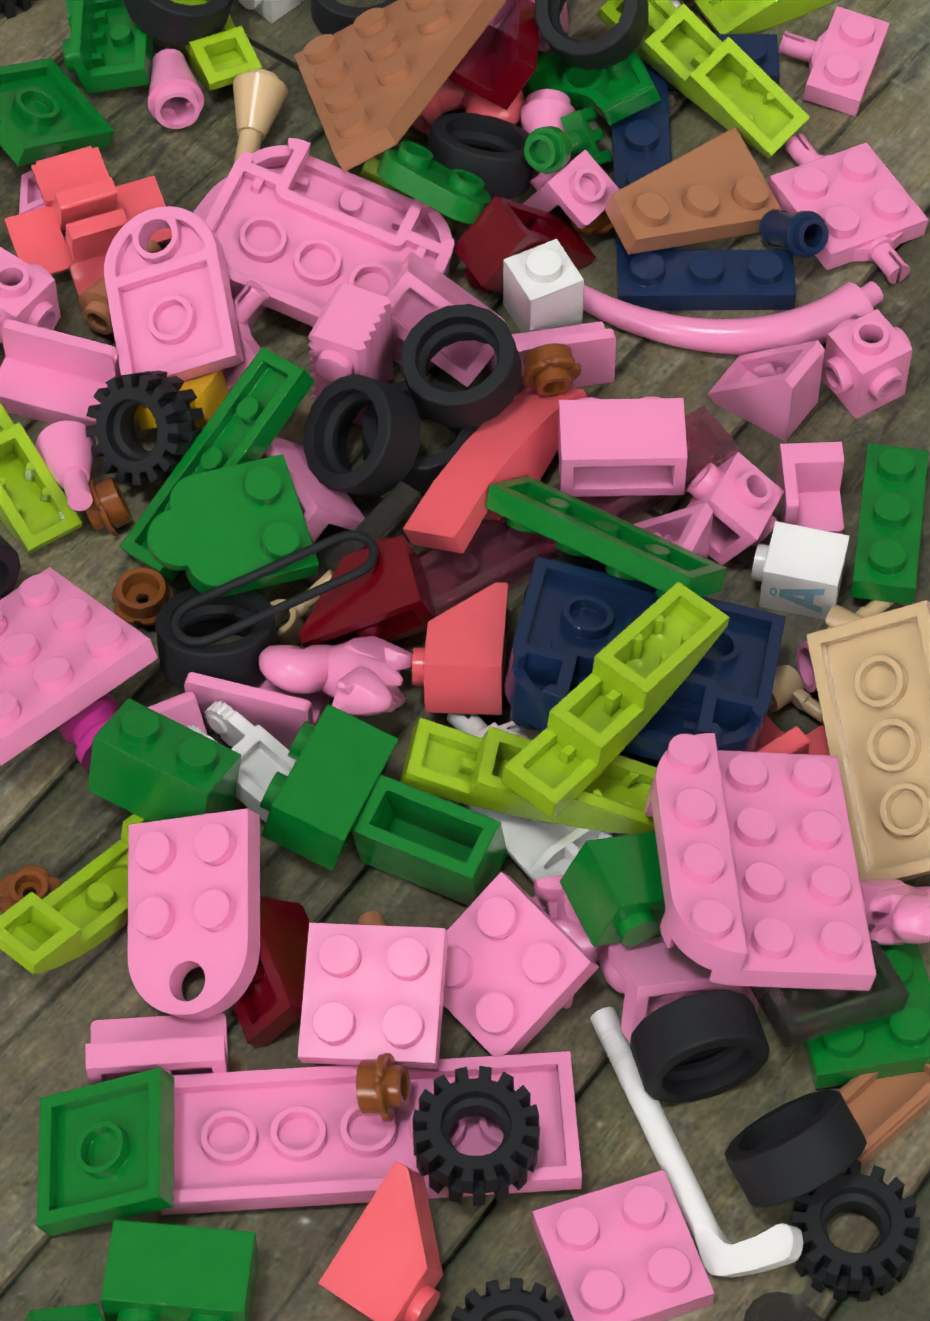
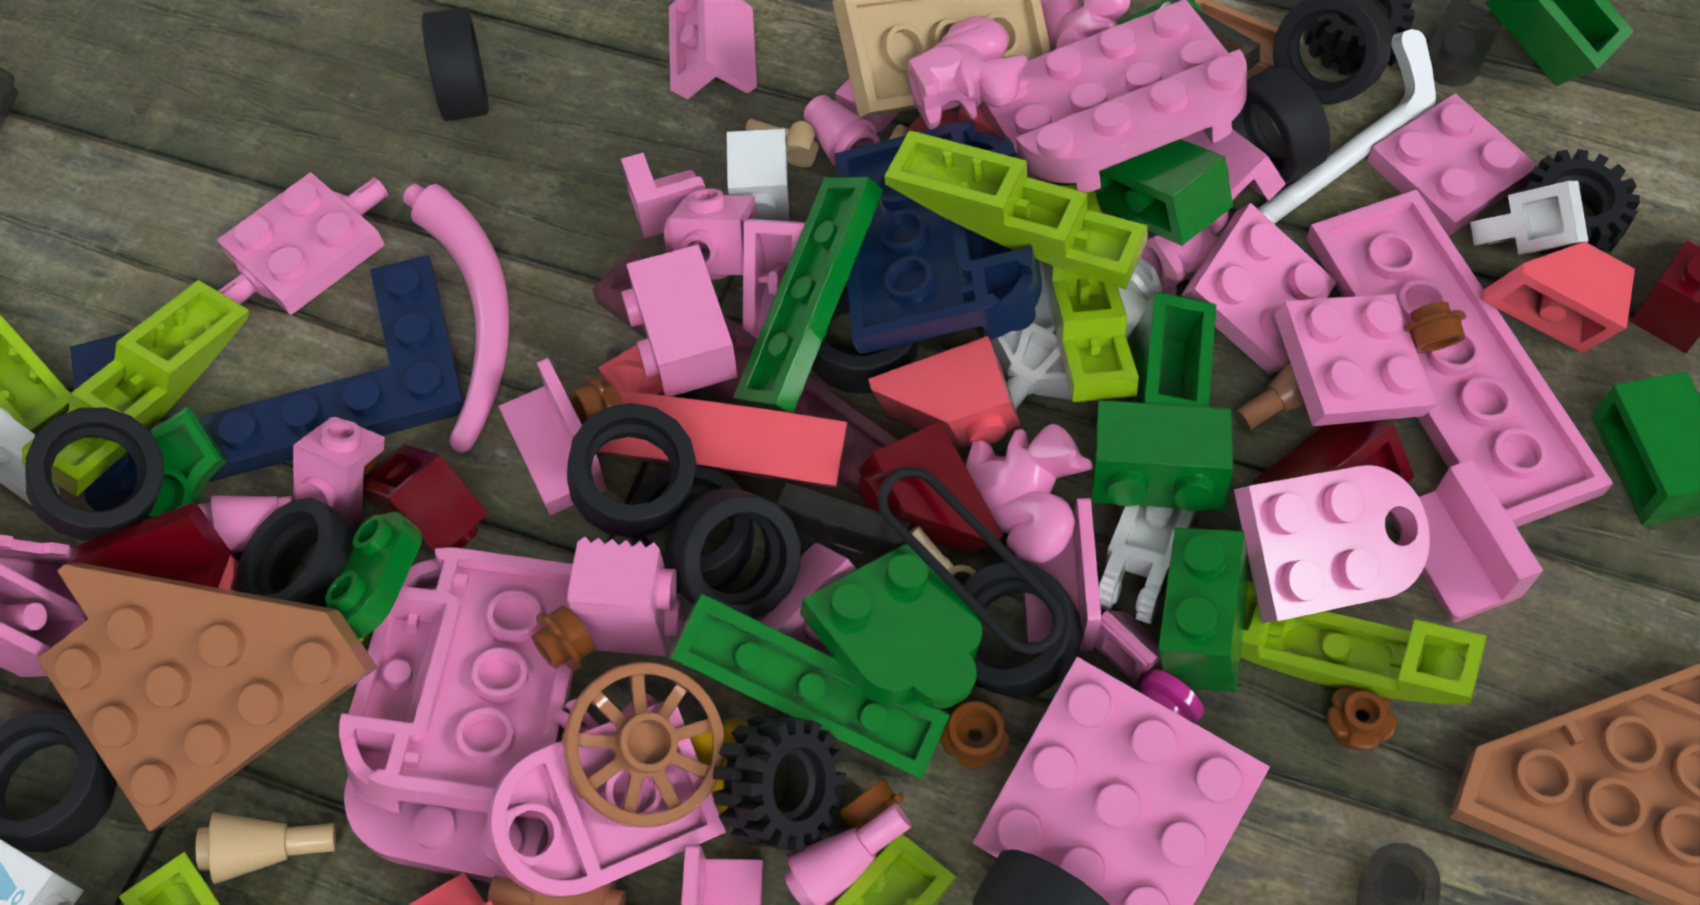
camera: 105 degrees left, 5 degrees up
(106, 1152) = (1597, 538): green plate -> none
(201, 322) = (642, 745): none -> nougat wheel
(316, 292) = (562, 638): none -> dark orange plate
(423, 290) = (542, 530): bright pink panel -> none
(476, 1098) = (1448, 225): black tyre -> none
(481, 1258) = (1538, 220): none -> white plate
(543, 288) = (481, 455): white brick -> none
(550, 148) = (302, 473): green hinge -> none
(694, 198) = (326, 352): nougat wing -> none
(773, 387) = (549, 242): bright pink slope -> none
(800, 232) = (355, 262): dark blue pin -> none
(826, 709) = (966, 71): none -> bright pink animal
(839, 59) = (97, 289): bright pink plate -> none
(866, 362) = (508, 174): bright pink brick -> none
(890, 524) = (675, 131): green plate -> none

